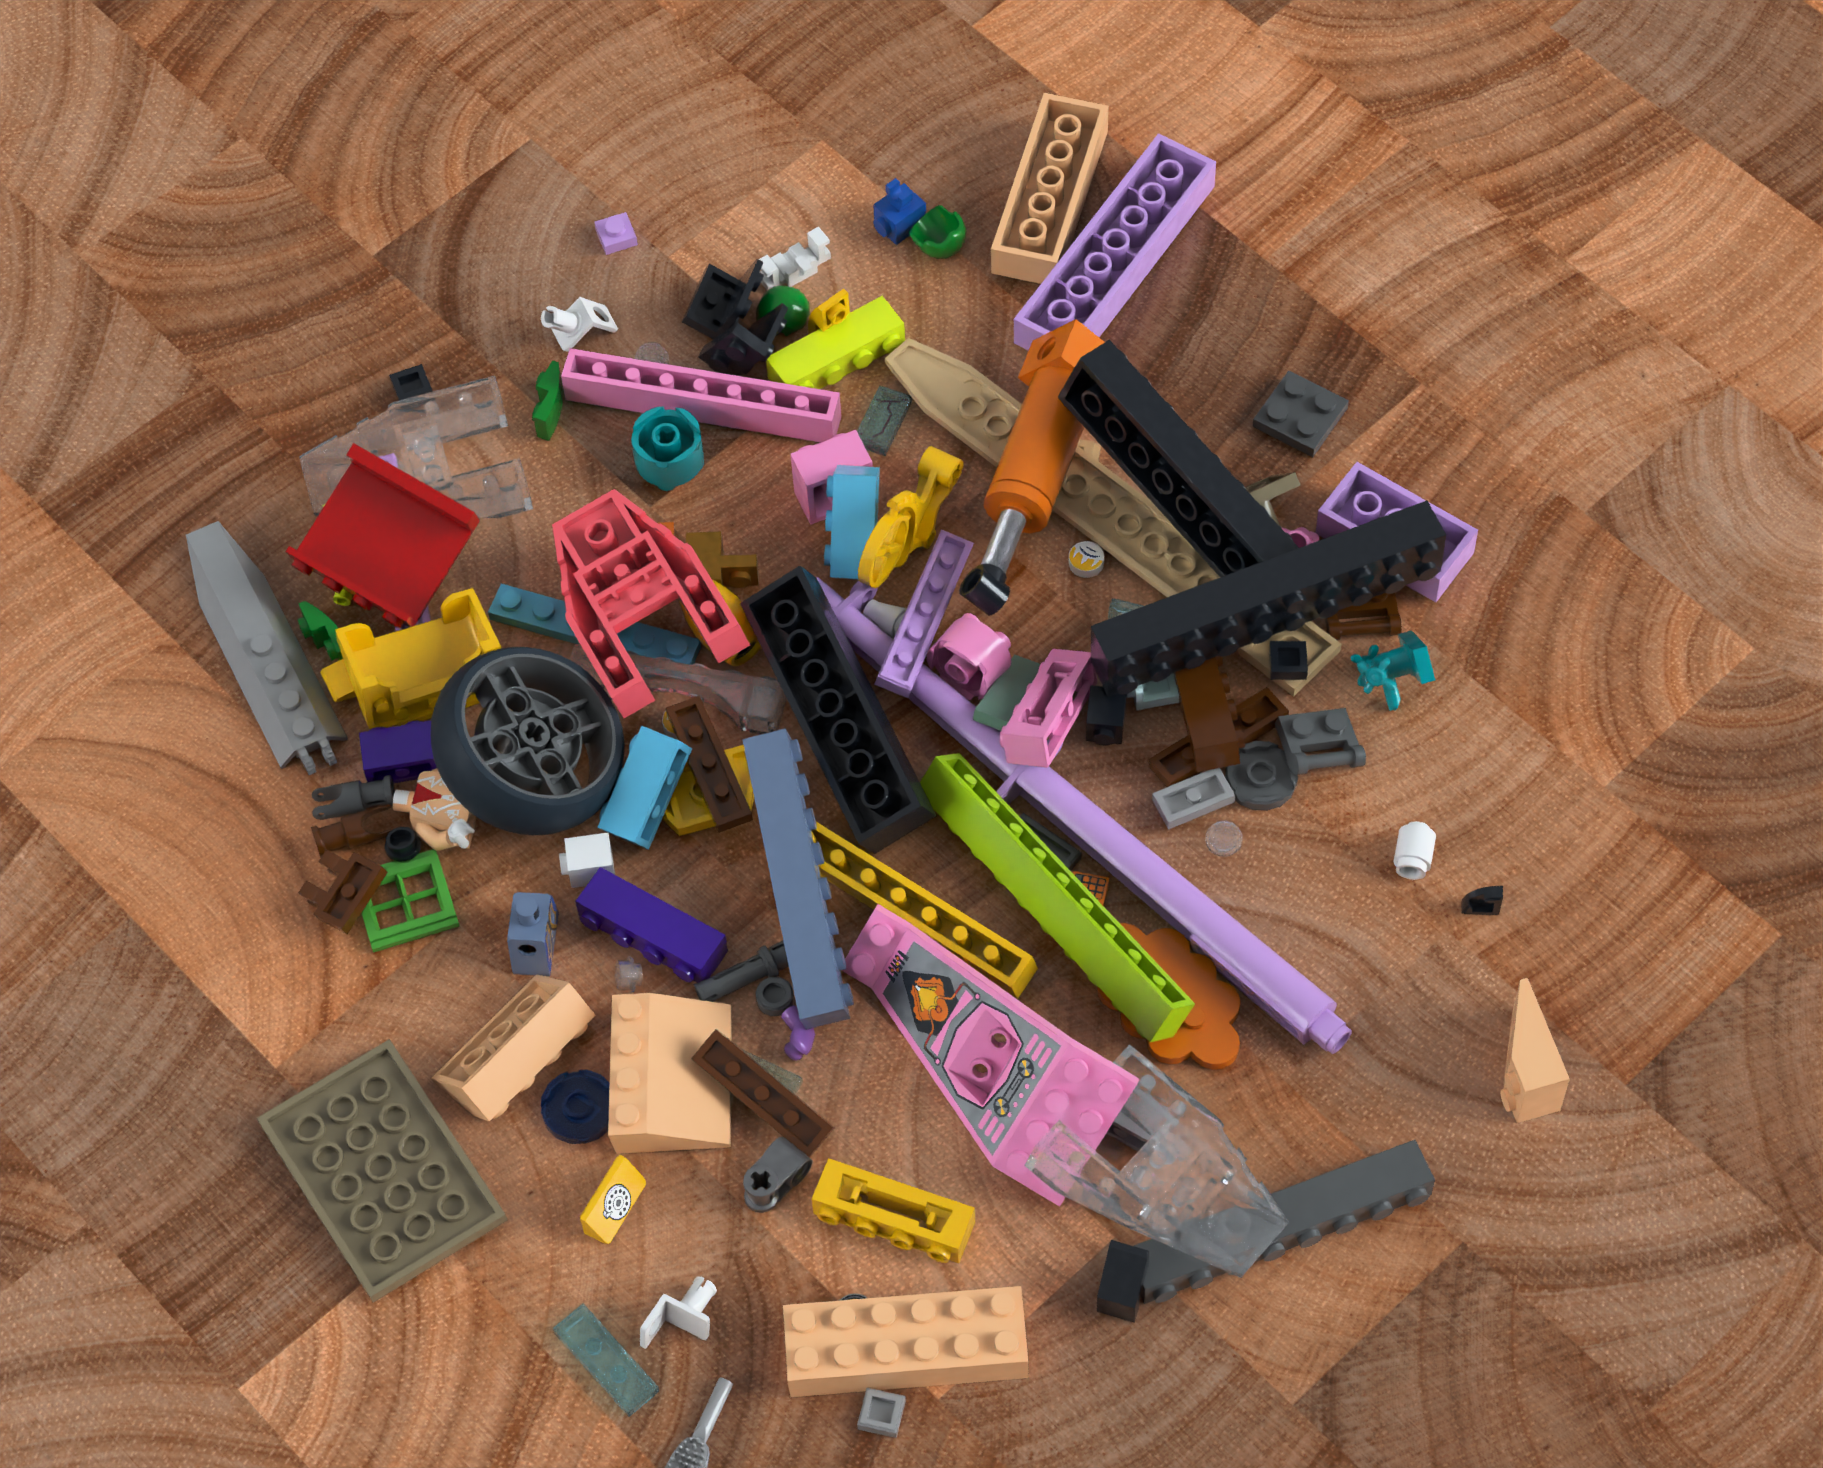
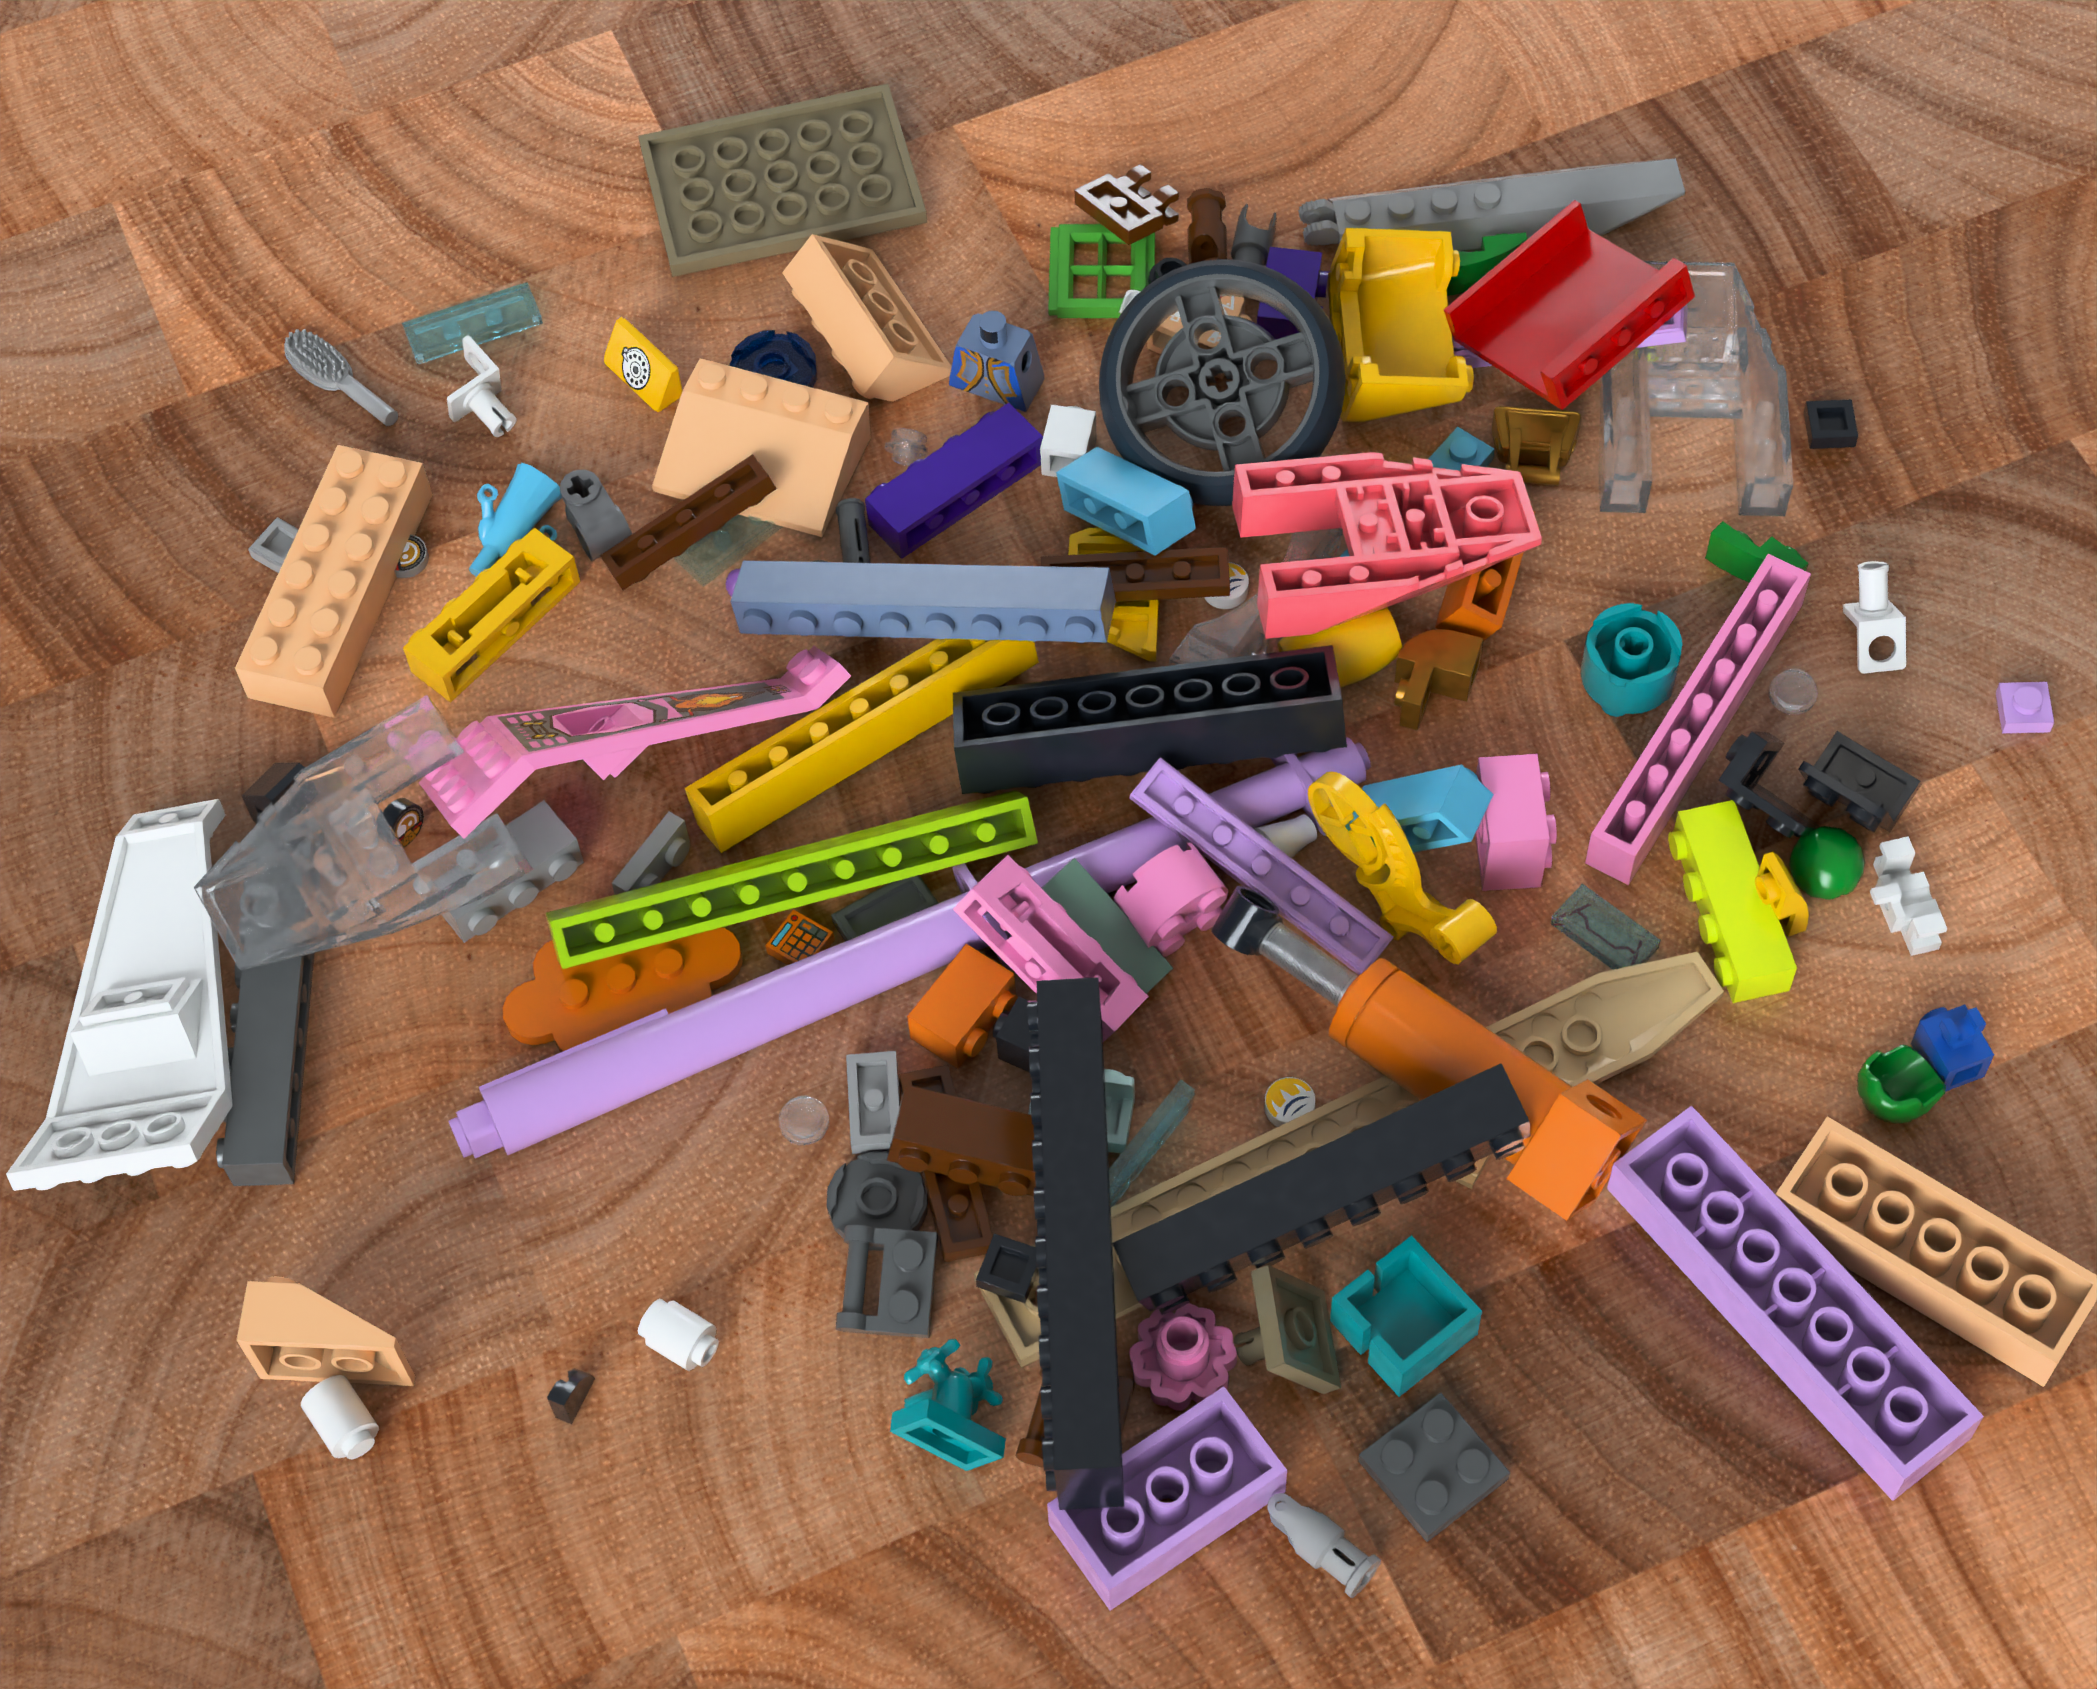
camera: 110 degrees right, 0 degrees up
(485, 560) = (1535, 439): none -> pearl gold piece
(796, 1235) = (520, 509): none -> medium azure piece
(1078, 1010) = (661, 850): none -> light grey plate
(1100, 766) = (962, 1006): none -> orange brick
(1228, 431) = (1412, 1319): none -> teal piece
(1379, 450) = (1322, 1543): none -> light grey piece
(1407, 1263) = (147, 1030): none -> white wing
(1572, 1031) = (340, 1417): none -> white brick

